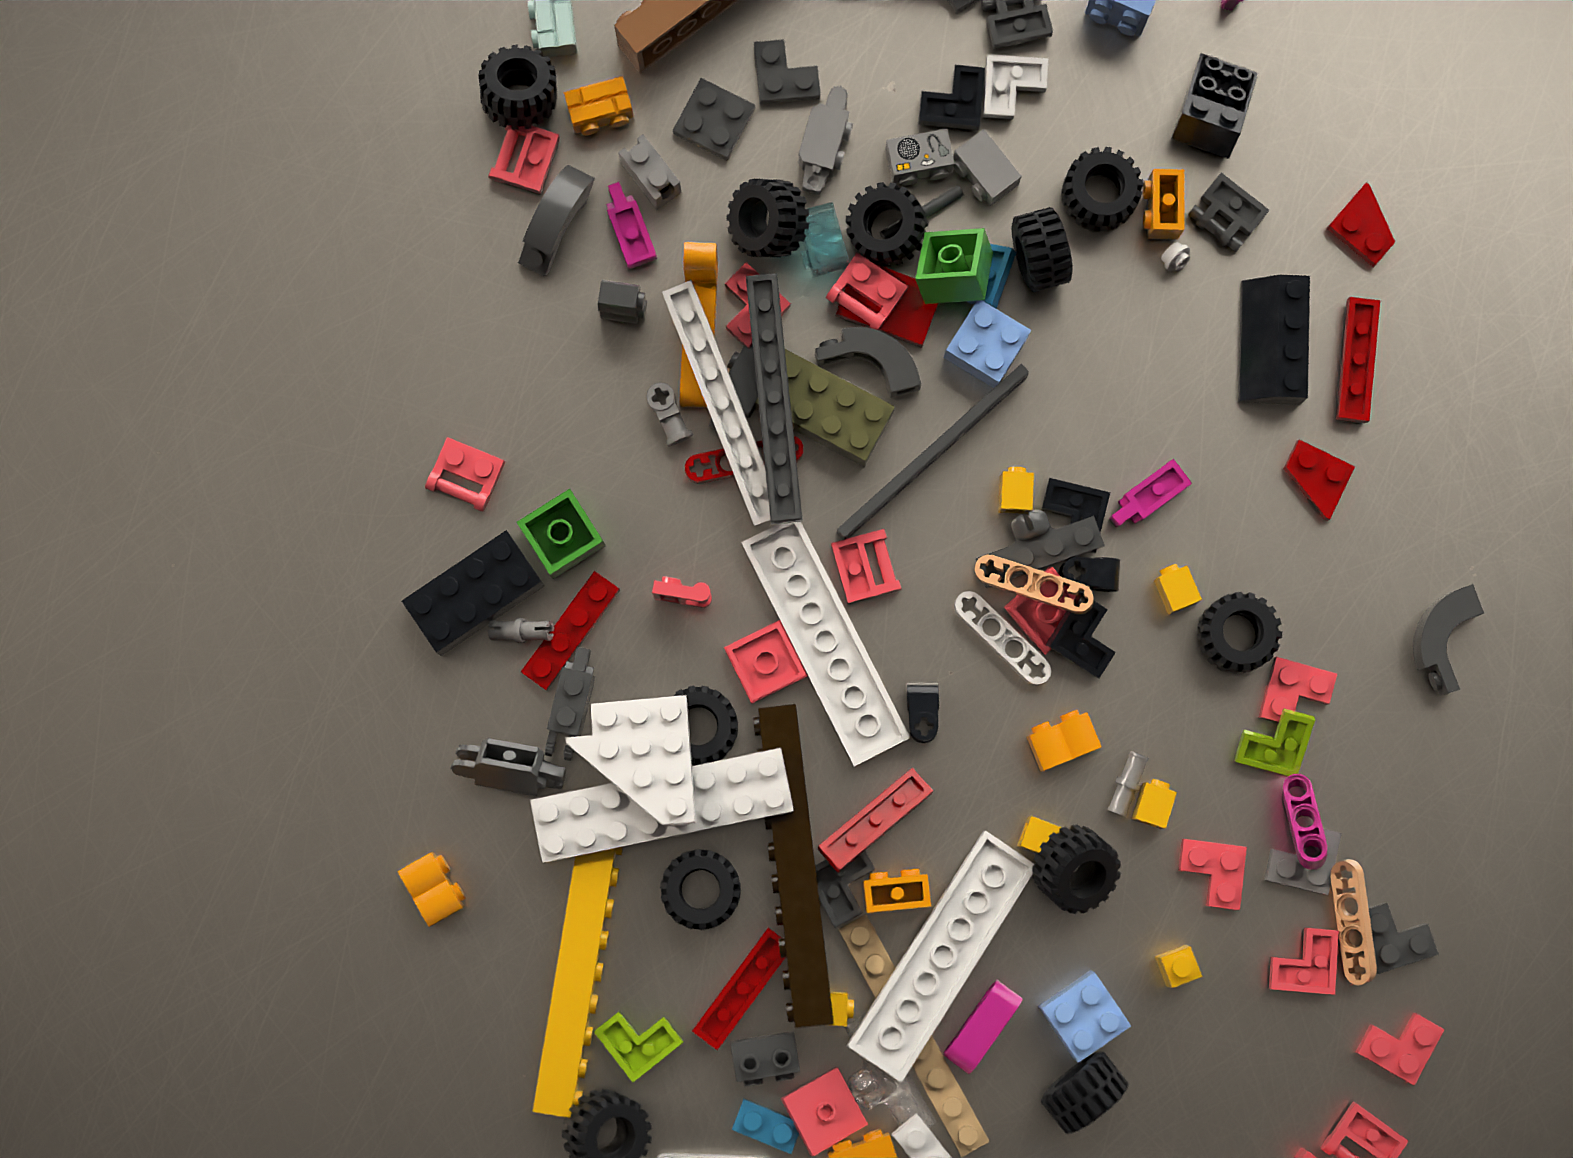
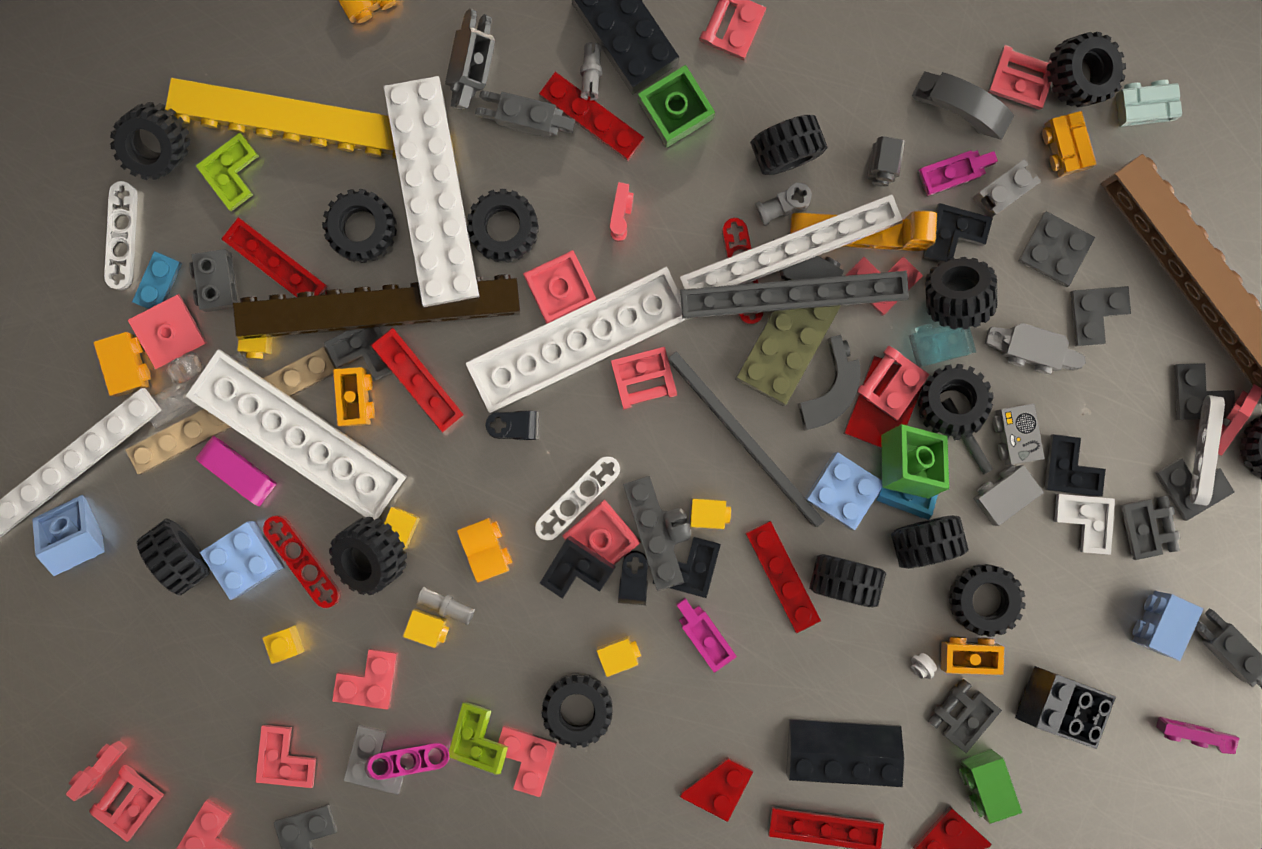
camera: 90 degrees right, 5 degrees up
(605, 407) = (788, 144): none -> black tyre
(645, 754) = (474, 175): white wing -> none
(690, 225) = (954, 225): none -> black plate
(1035, 580) = (627, 527): light nougat beam -> none
(1082, 410) = (783, 577): none -> red plate
(1085, 952) = (298, 564): none -> red beam
(1087, 337) = (847, 581): none -> black tyre
(1304, 183) = (990, 786): none -> bright green brick
(1359, 921) = (319, 796): light nougat beam -> none

